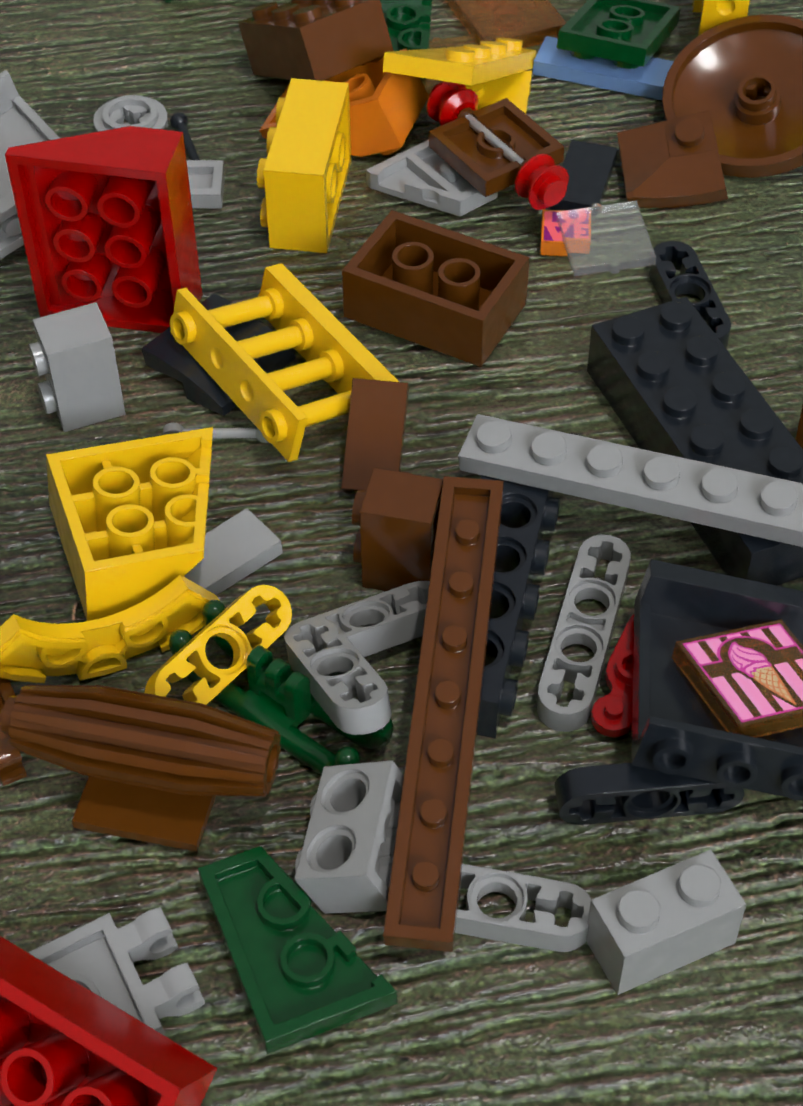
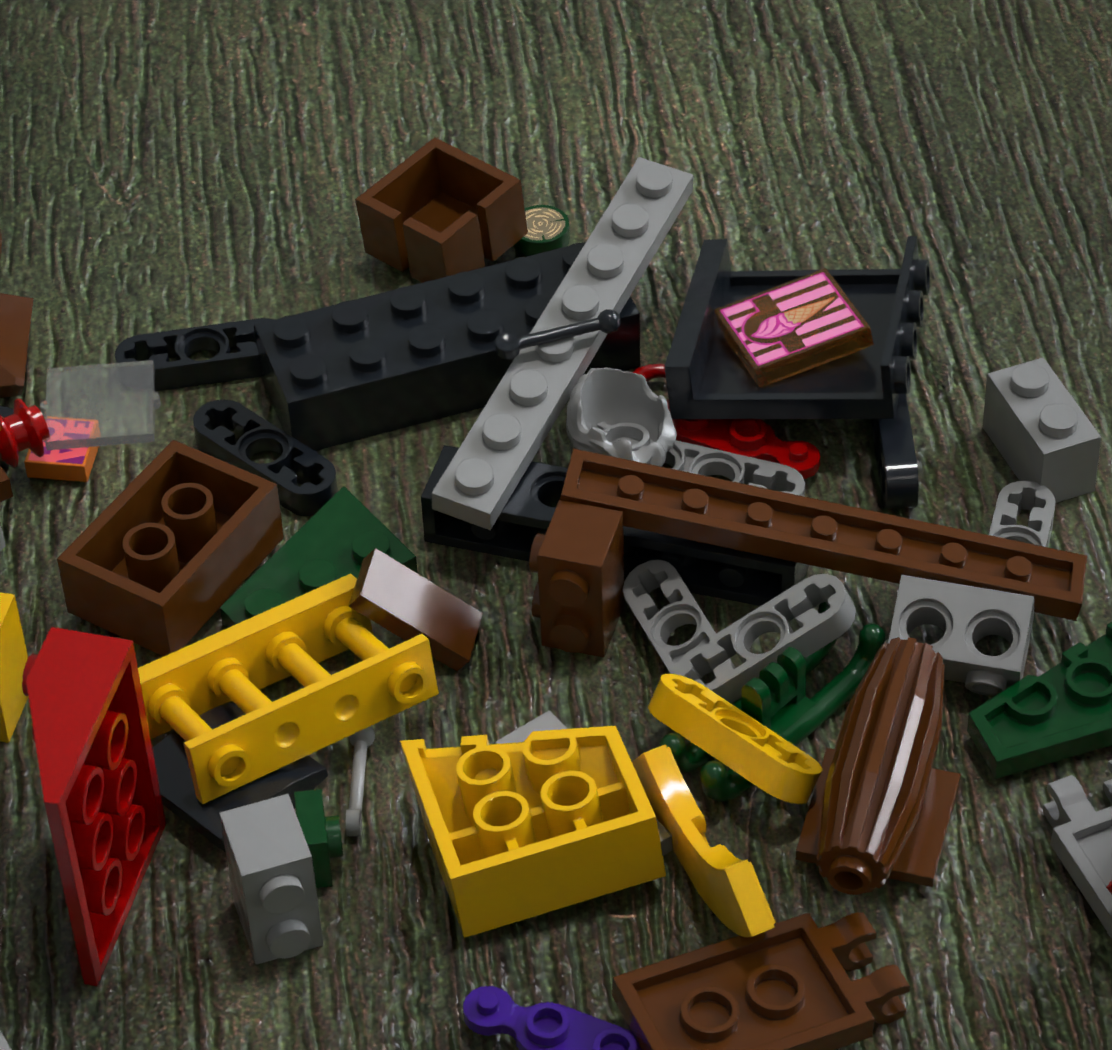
camera: 85 degrees left, 5 degrees down
(142, 402) = (320, 833): none -> dark green plate
(447, 391) = (317, 554): none -> dark green wing
(566, 366) = (255, 435): none -> black beam
(595, 546) = (619, 417): none -> light grey hair
(643, 434) = (509, 345): none -> black hinge

